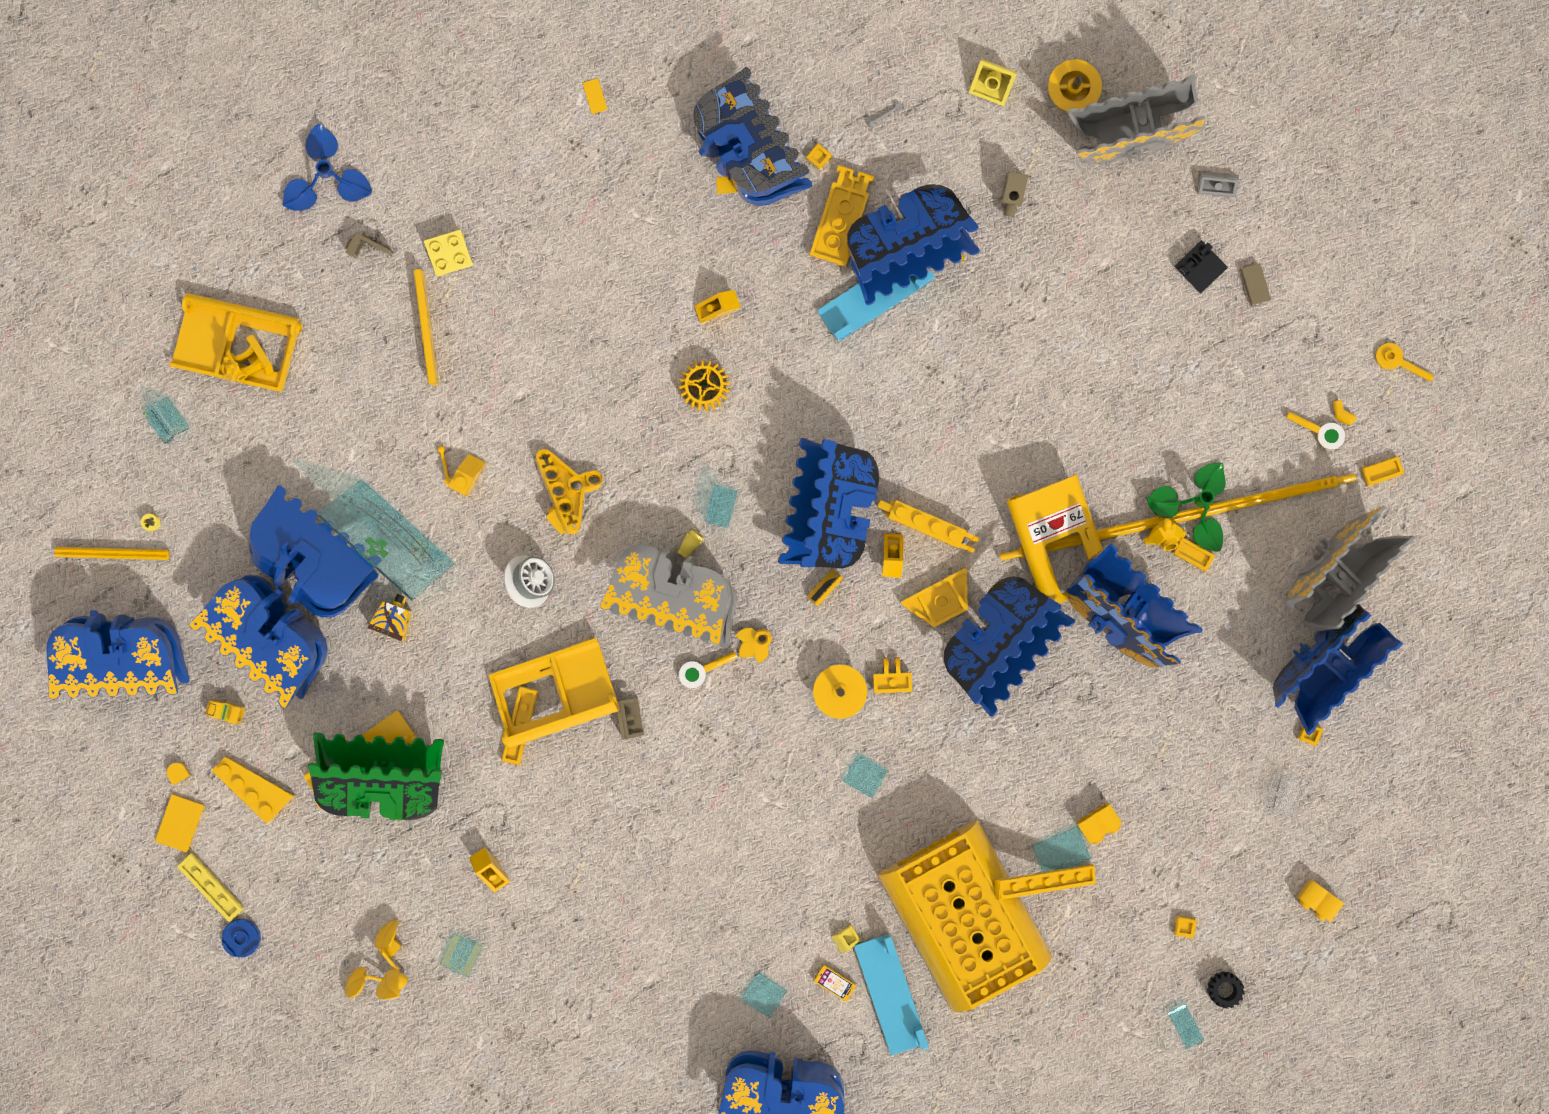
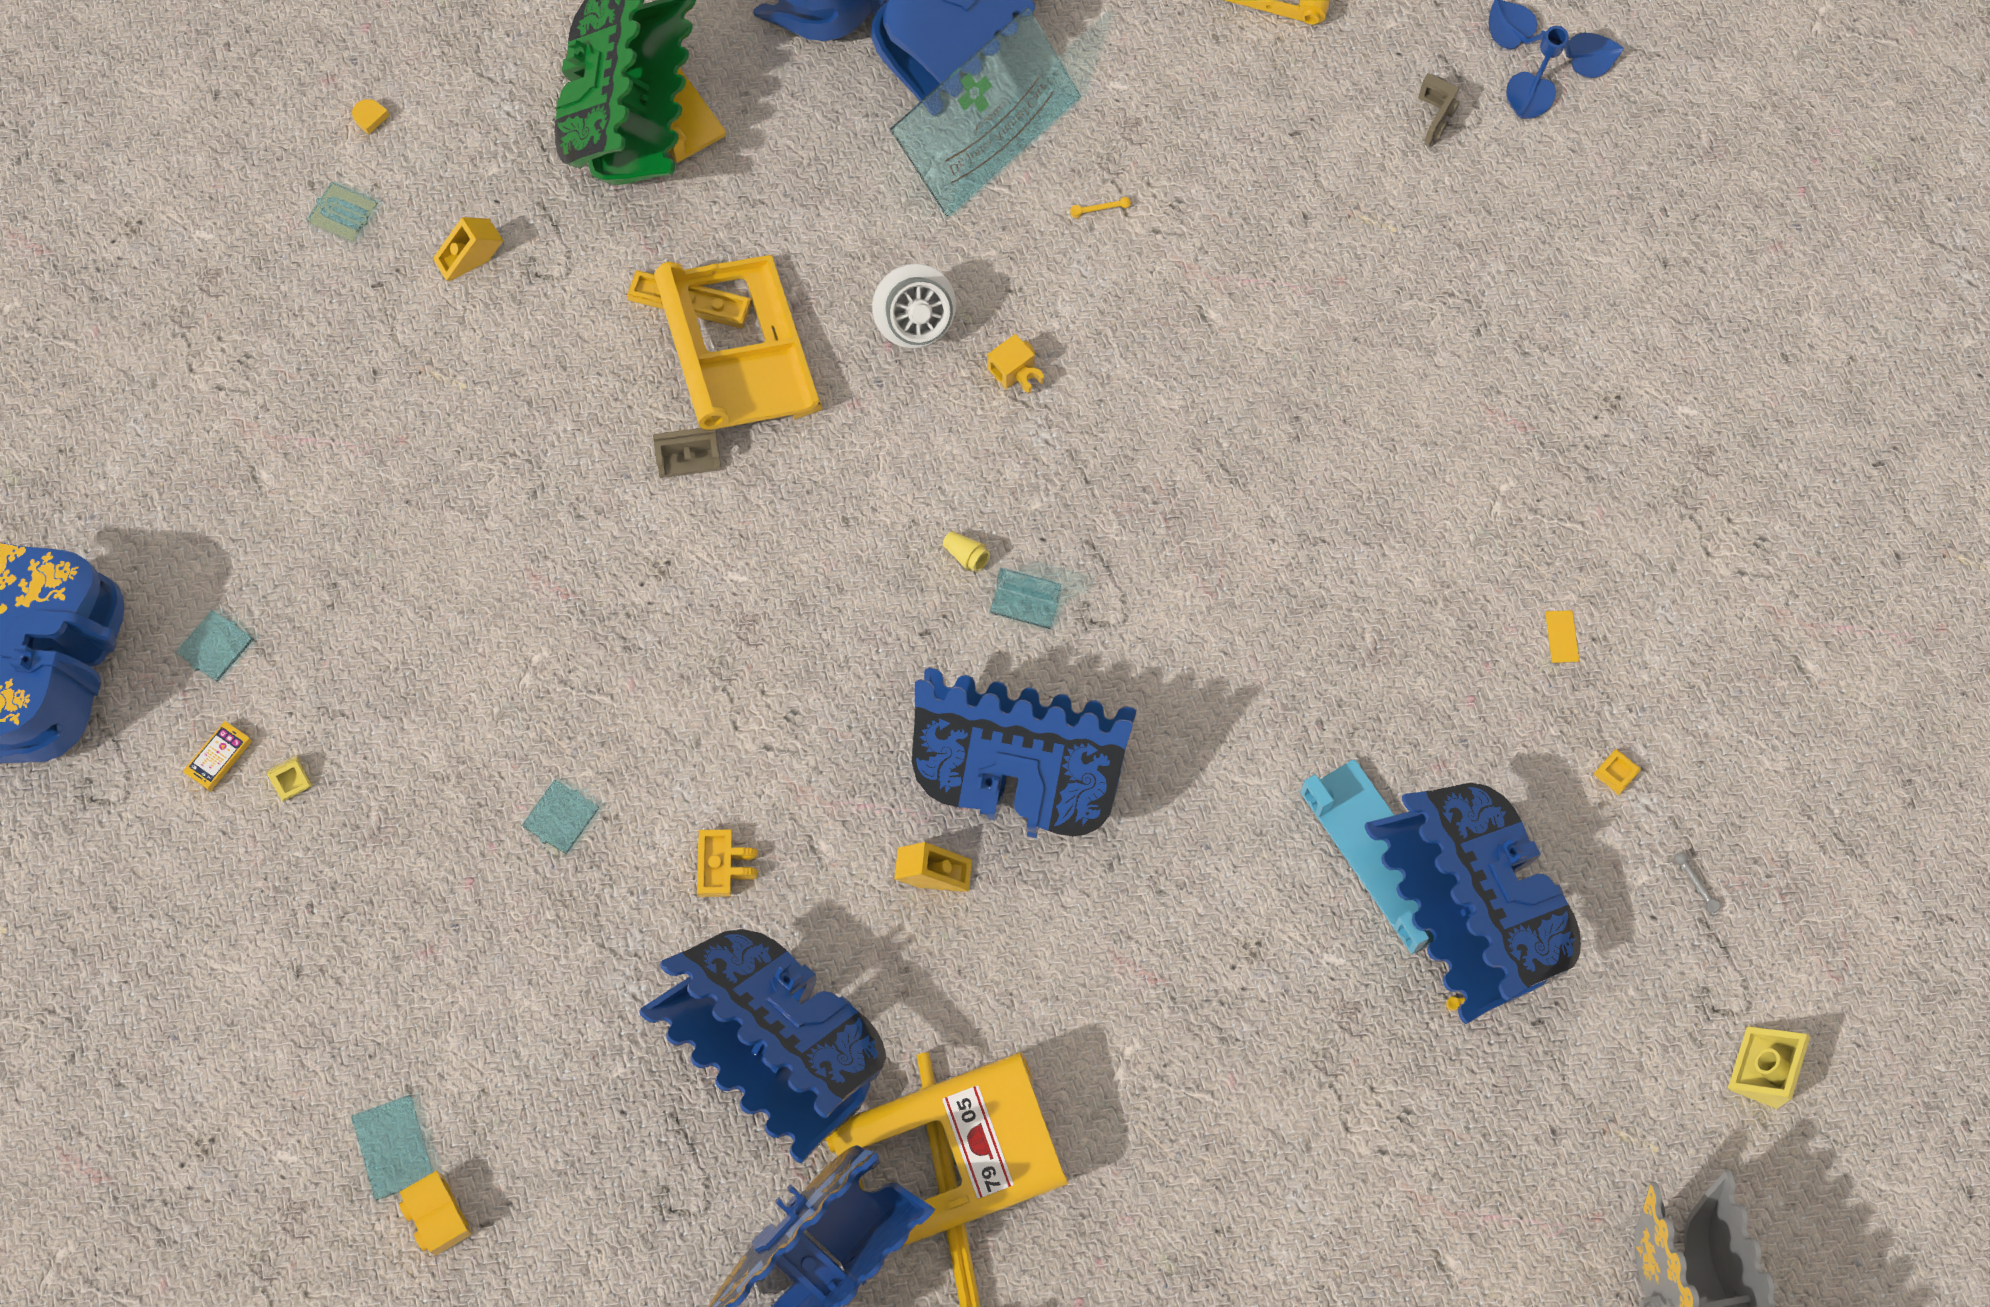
camera: 90 degrees right, 20 degrees down
(392, 618) = (863, 127): torso -> none
(393, 979) = (319, 113): yellow plant -> none
(426, 327) = (1314, 183): yellow tile -> none
(448, 252) = (1433, 216): light yellow hinge -> none
(467, 475) = (1083, 231): yellow slope -> none
(563, 480) = (1045, 372): yellow beam -> none
(595, 96) = (1694, 432): yellow sticker -> none
(653, 590) = (884, 511): light grey animal -> none
(693, 673) = (752, 550): piece -> none
(713, 387) = (1253, 584): yellow gear -> none
(717, 306) = (1358, 602): yellow slope -> none
(746, 142) = (1634, 641): animal -> none
(752, 646) = (795, 642): yellow plate -> none
(824, 587) = (882, 759): yellow slope -> none
(840, 691) = (704, 768): yellow piece -> none
(842, 209) = (1546, 808): yellow hinge -> none
(890, 994) = (183, 845): medium azure bracket -> none
(926, 524) = (984, 926): yellow hinge -> none
(941, 600) = (853, 949): yellow wing -> none
(946, 933) = (308, 1001): yellow slope -> none
(1013, 183) = (1588, 1093): dark tan torso -> none
(1044, 881) = (339, 1101): yellow tile -> none
(1074, 85) = (1781, 1205): yellow piece -> none

